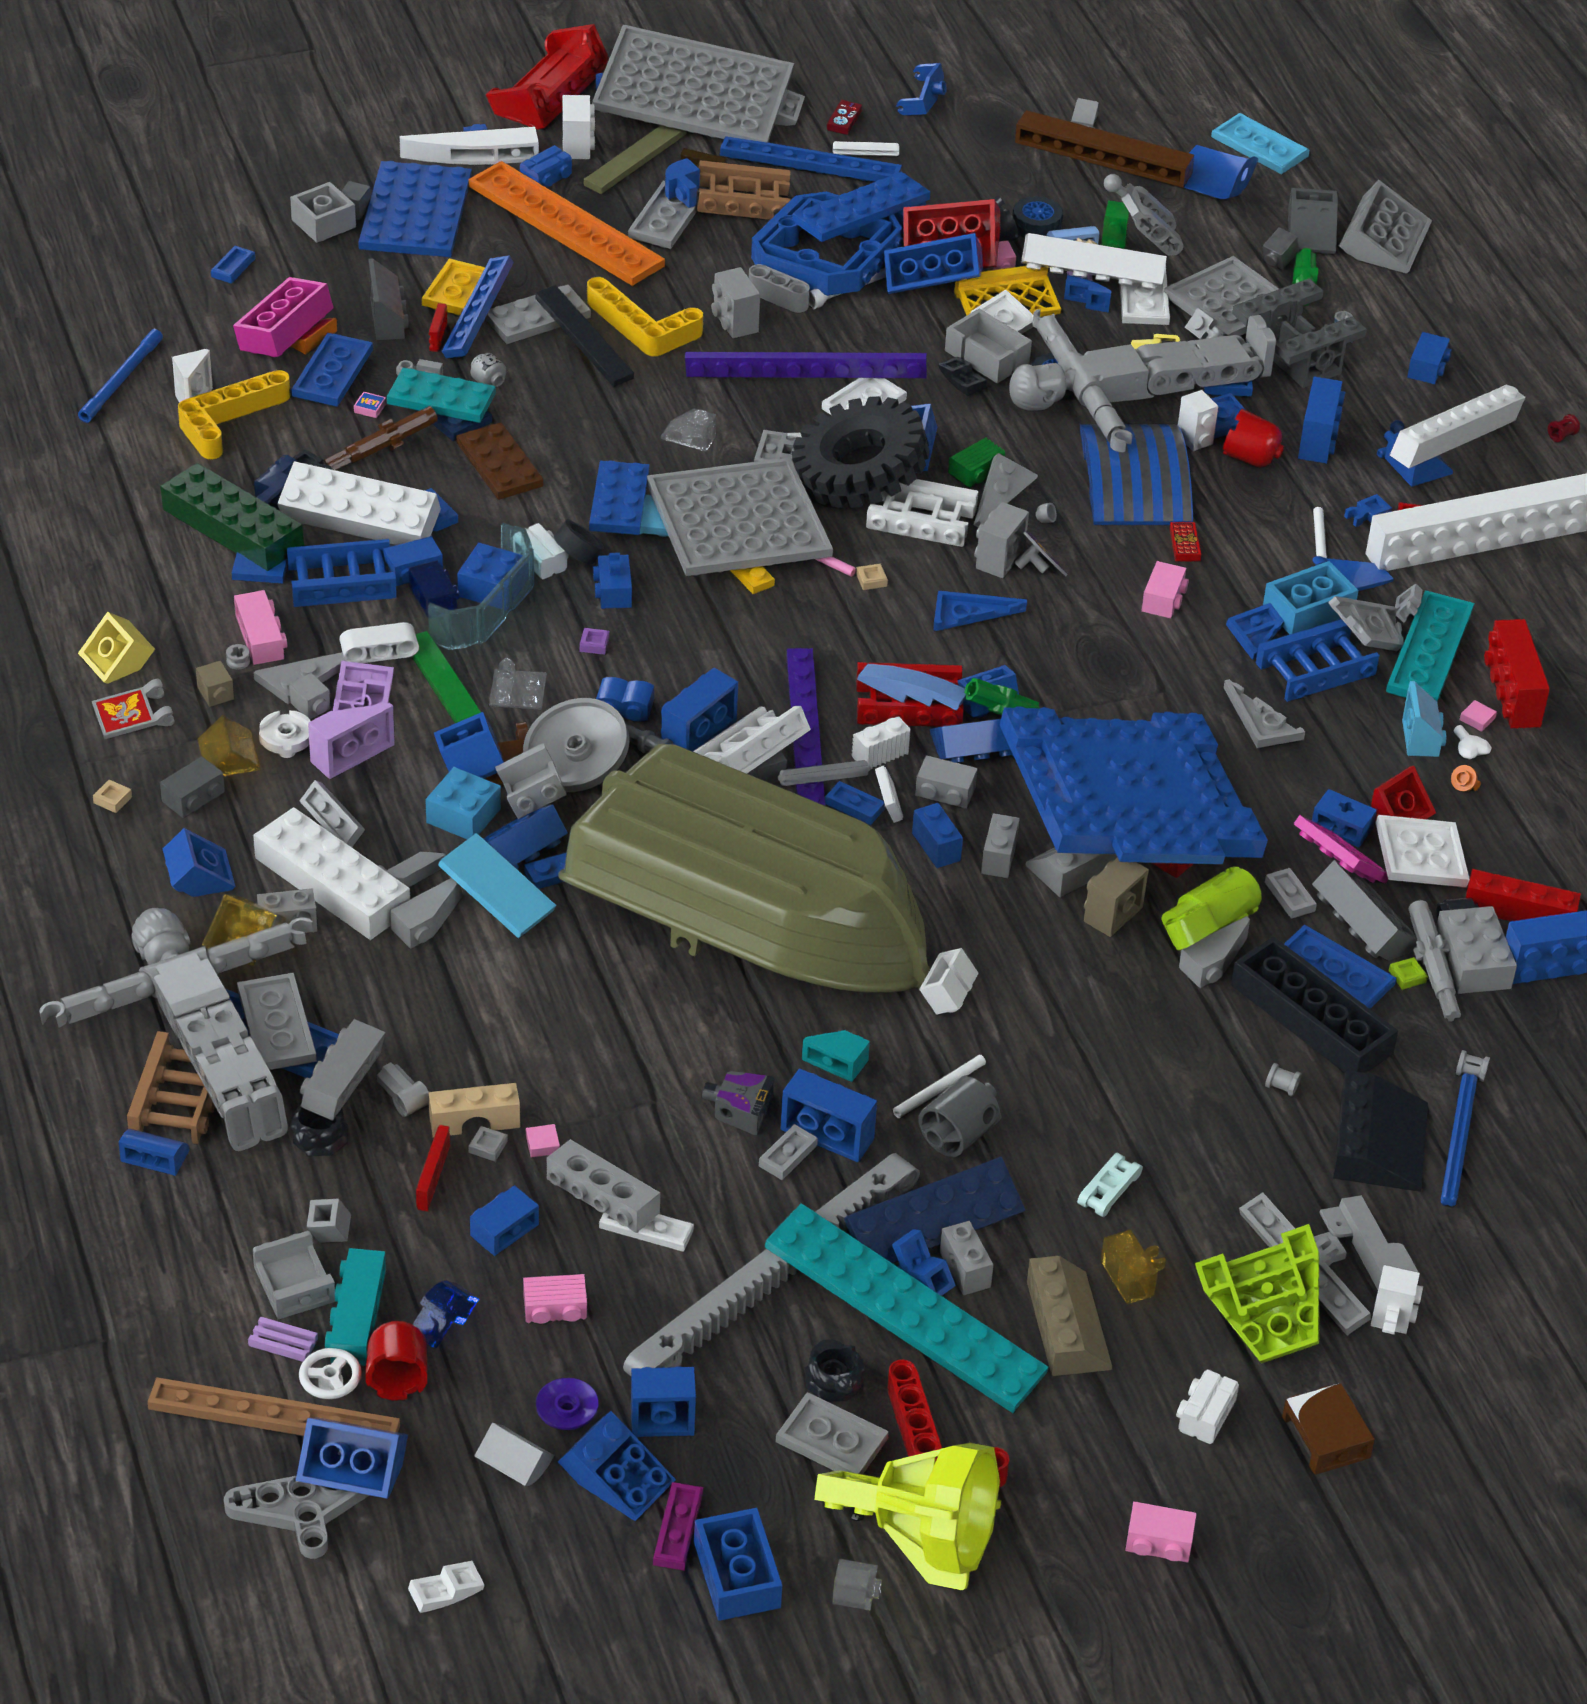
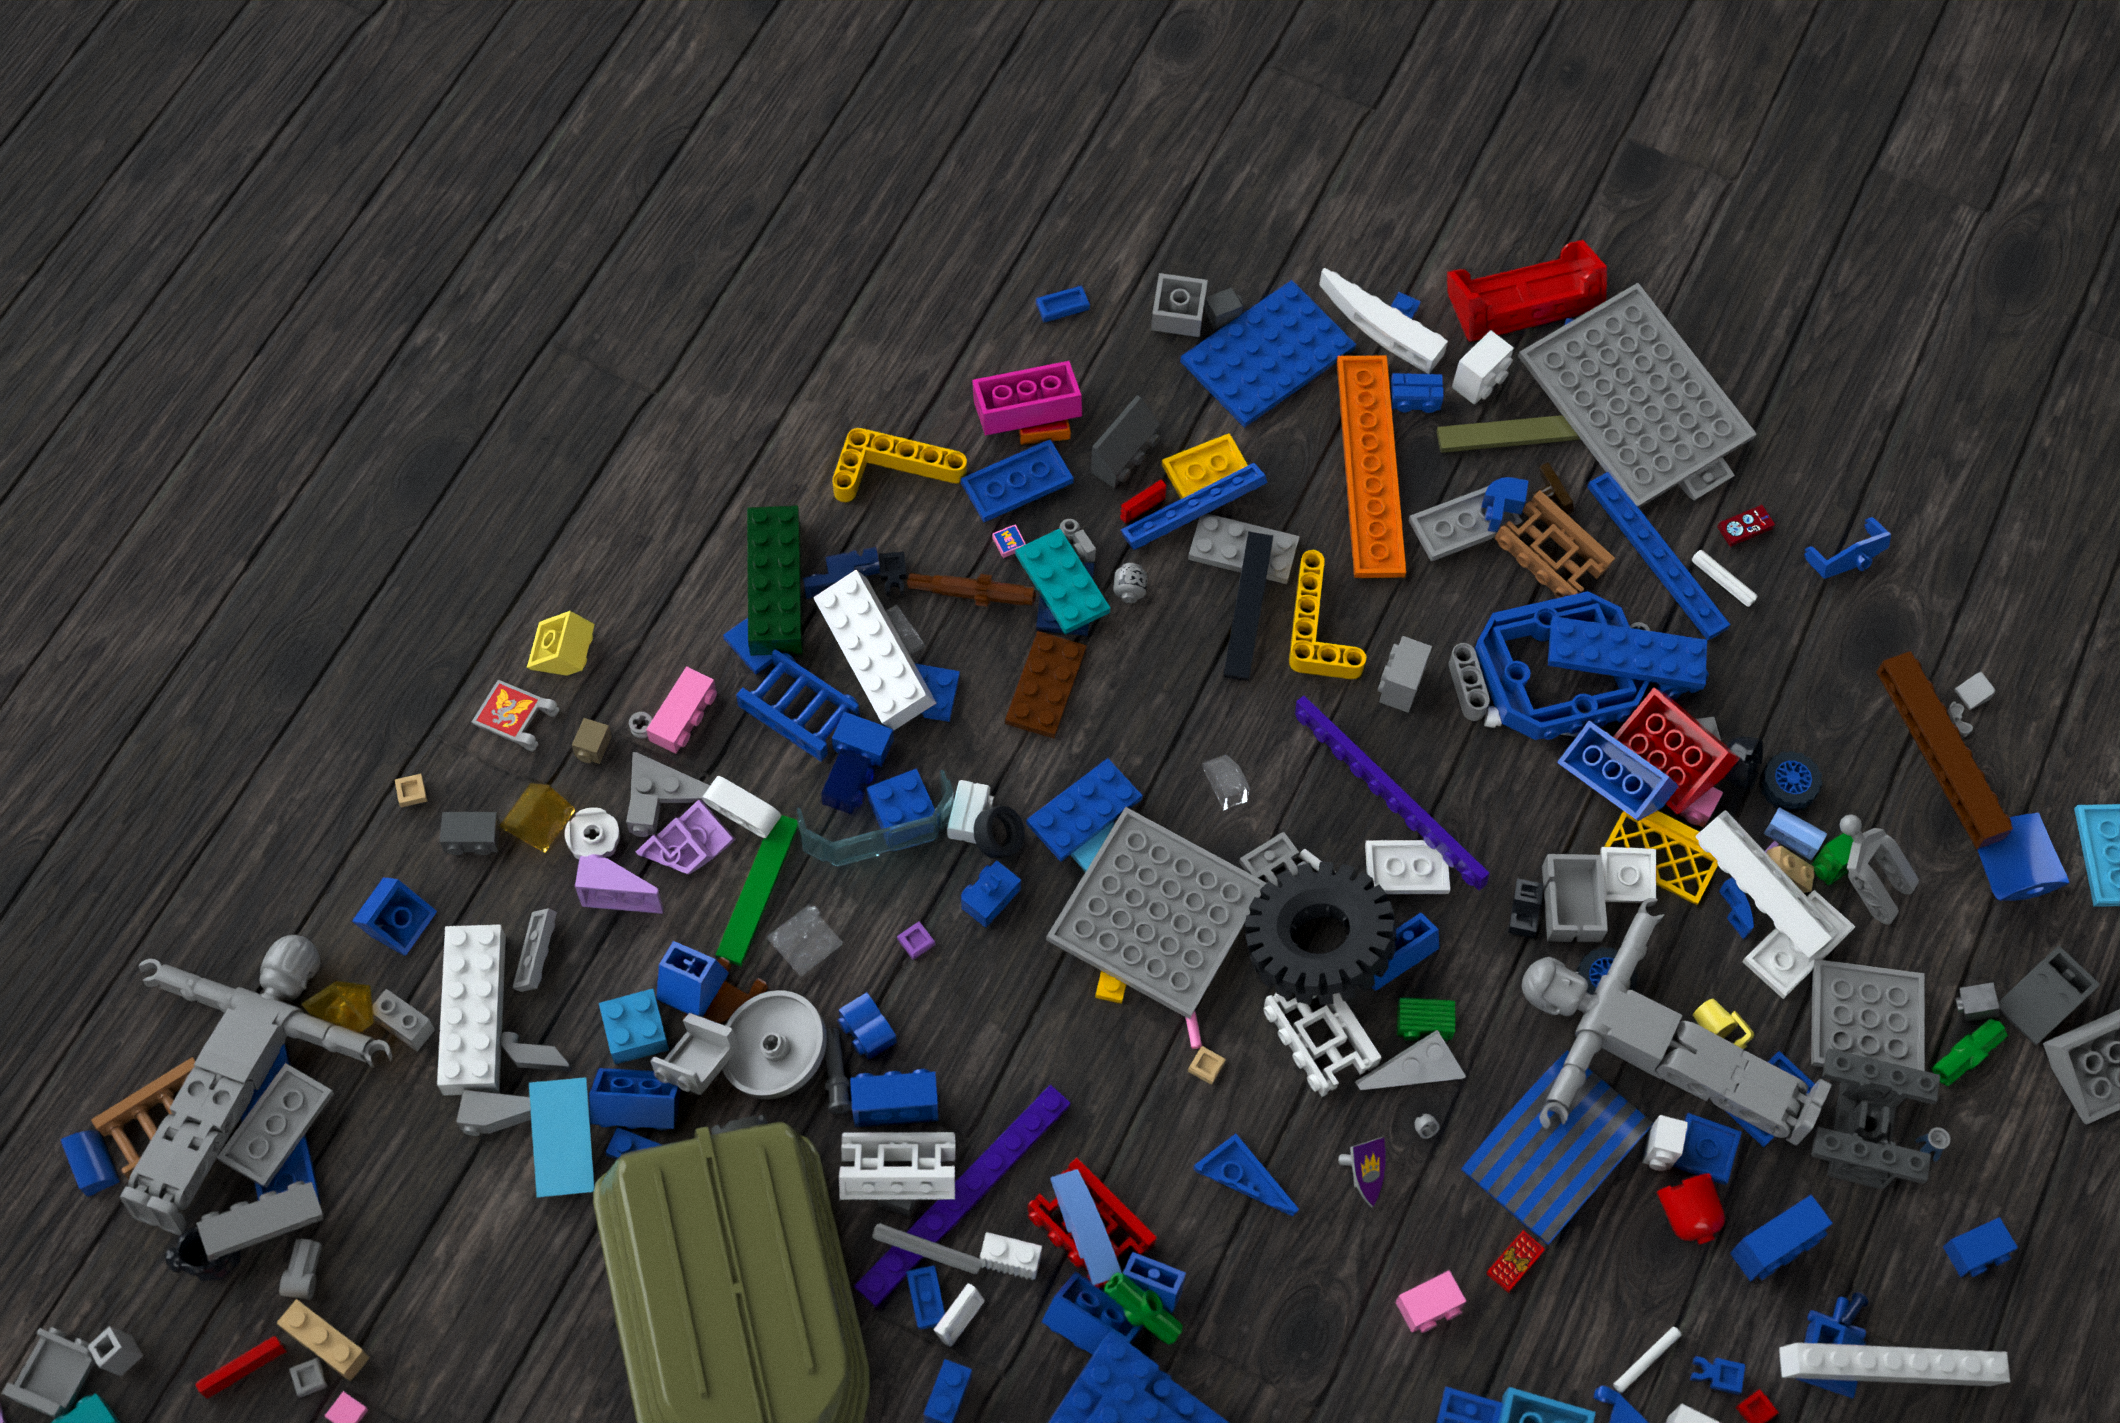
camera: 45 degrees right, 20 degrees up
(95, 404) = (807, 373): blue piece -> none
(192, 374) = (889, 410): white slope -> none
(946, 781) = (1018, 1345): light grey brick -> none
(1001, 539) = (1340, 1127): light grey brick -> none
(1203, 325) = (1802, 1031): light grey plate -> none

